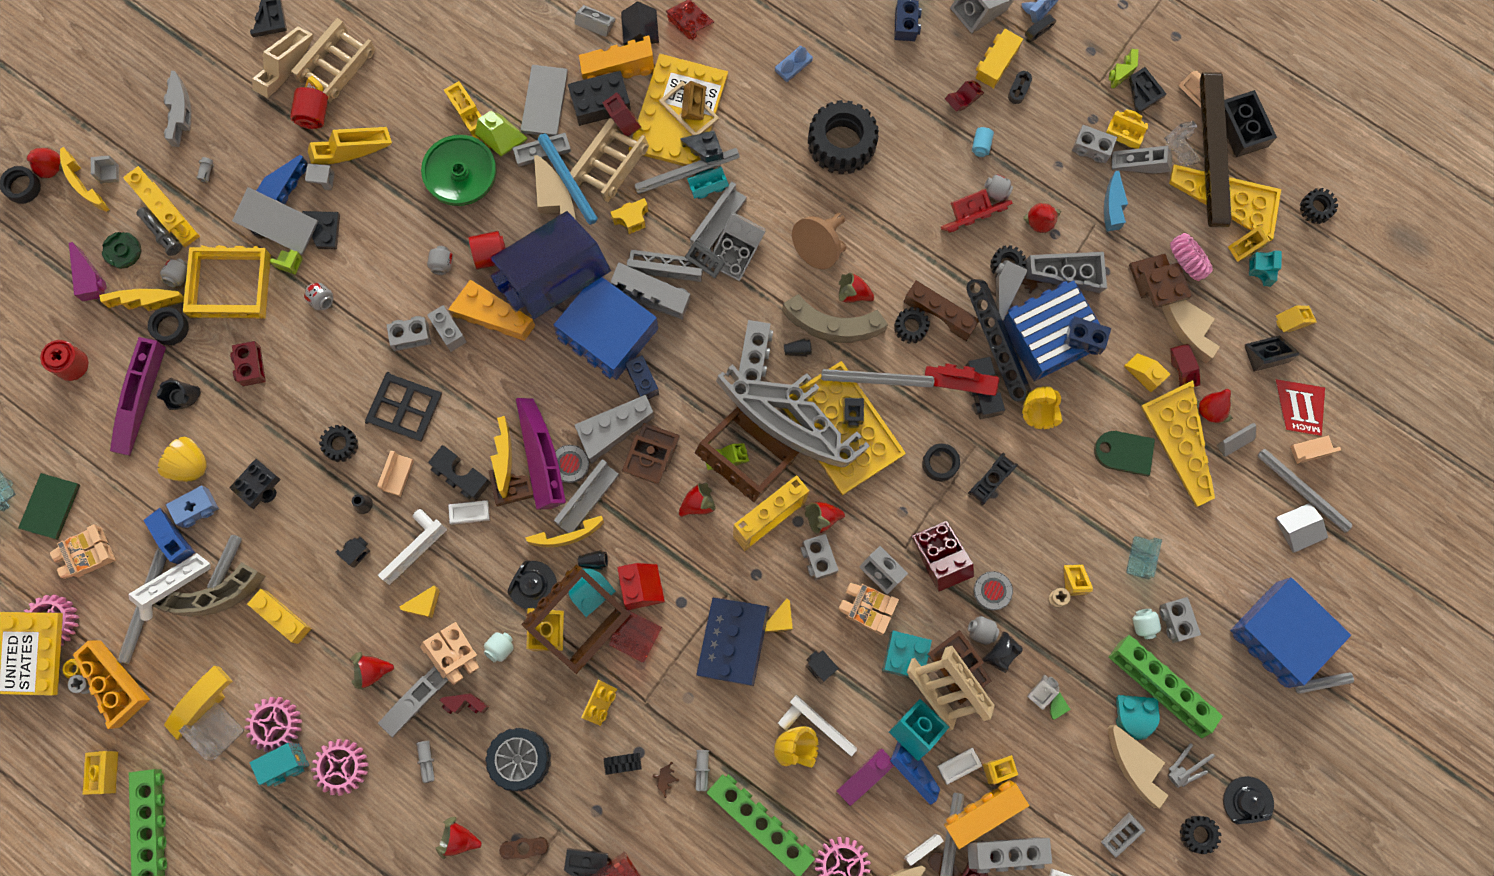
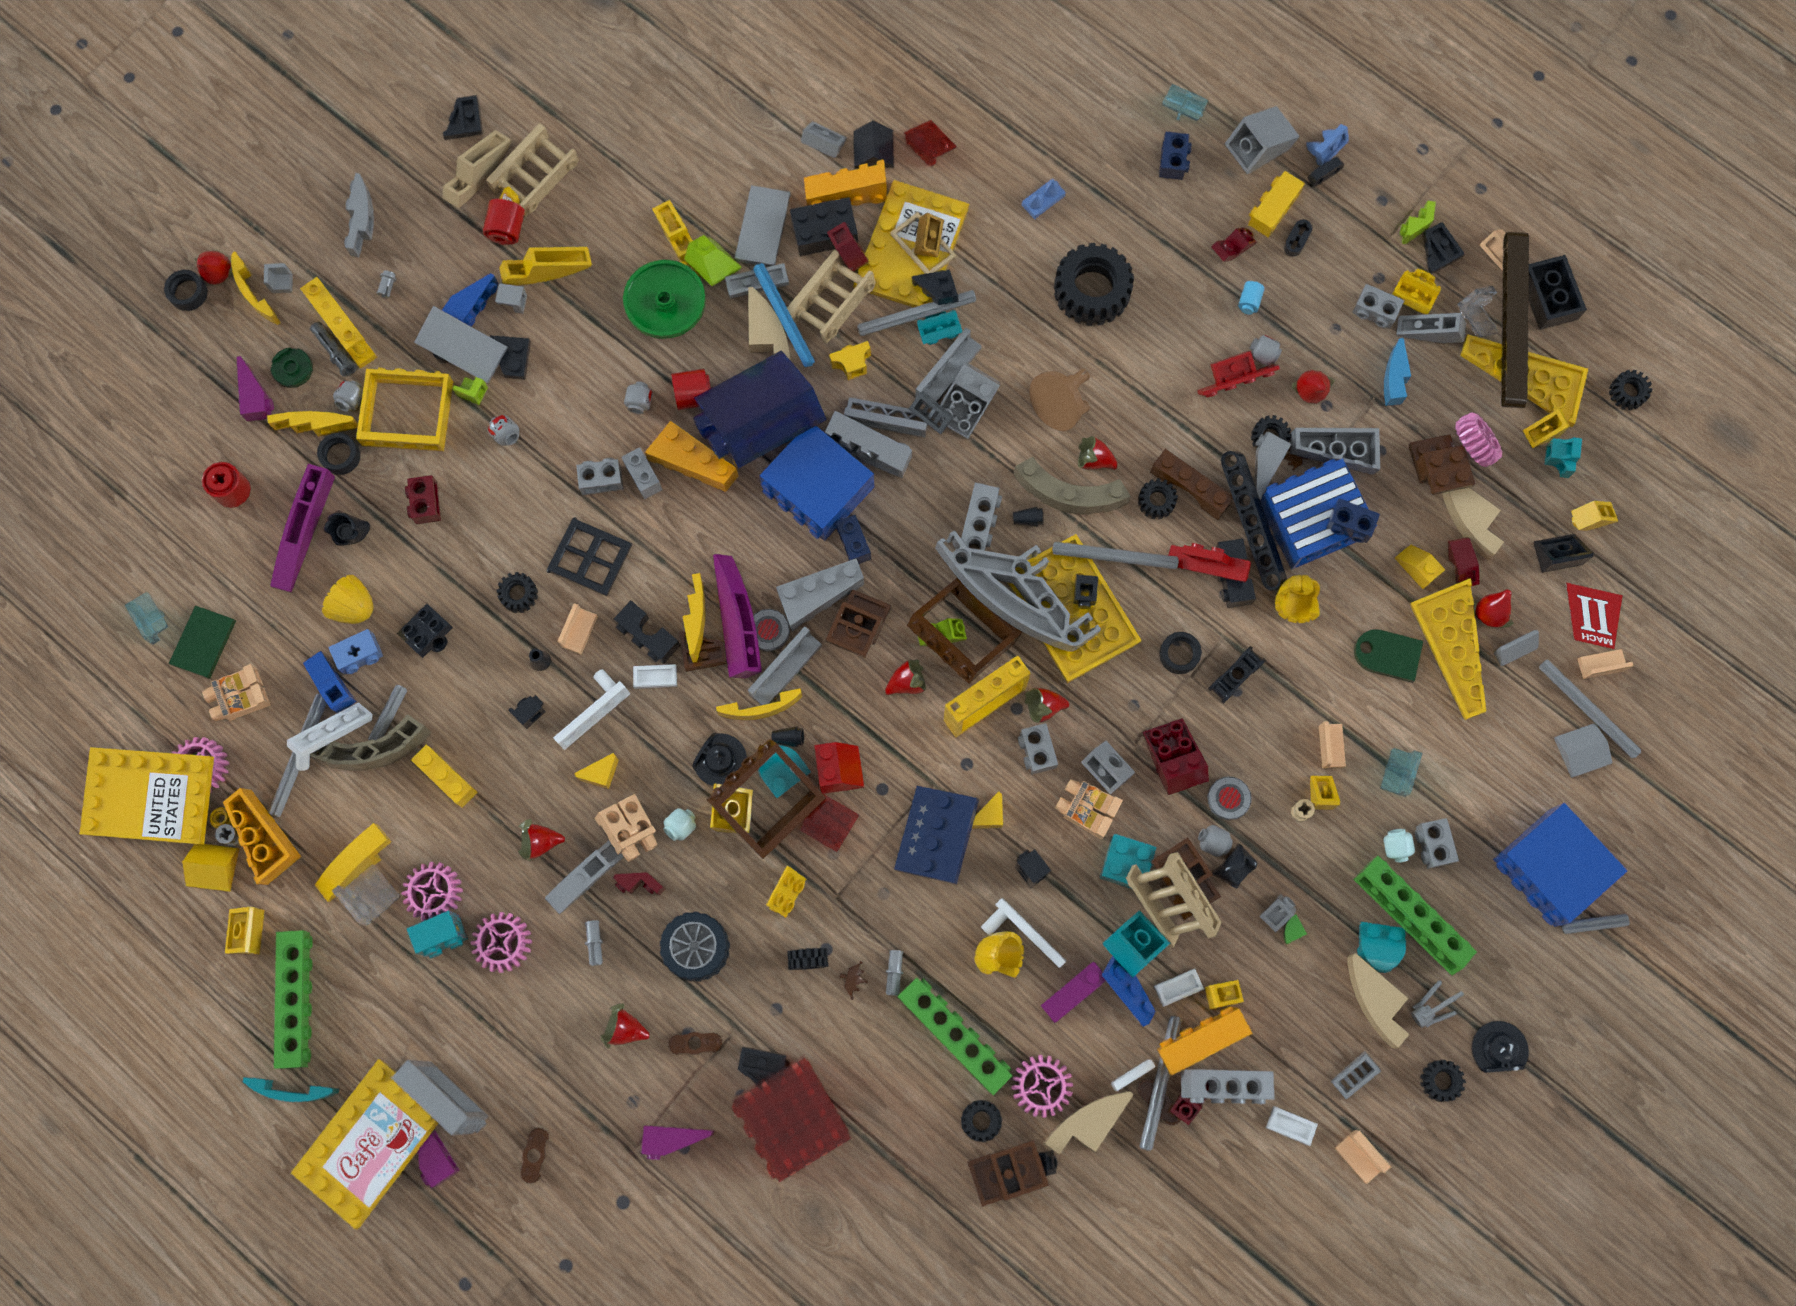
camera: 10 degrees right, 0 degrees up
(65, 714) = (210, 867): none -> yellow slope
(1081, 537) = (1332, 745): none -> light nougat panel

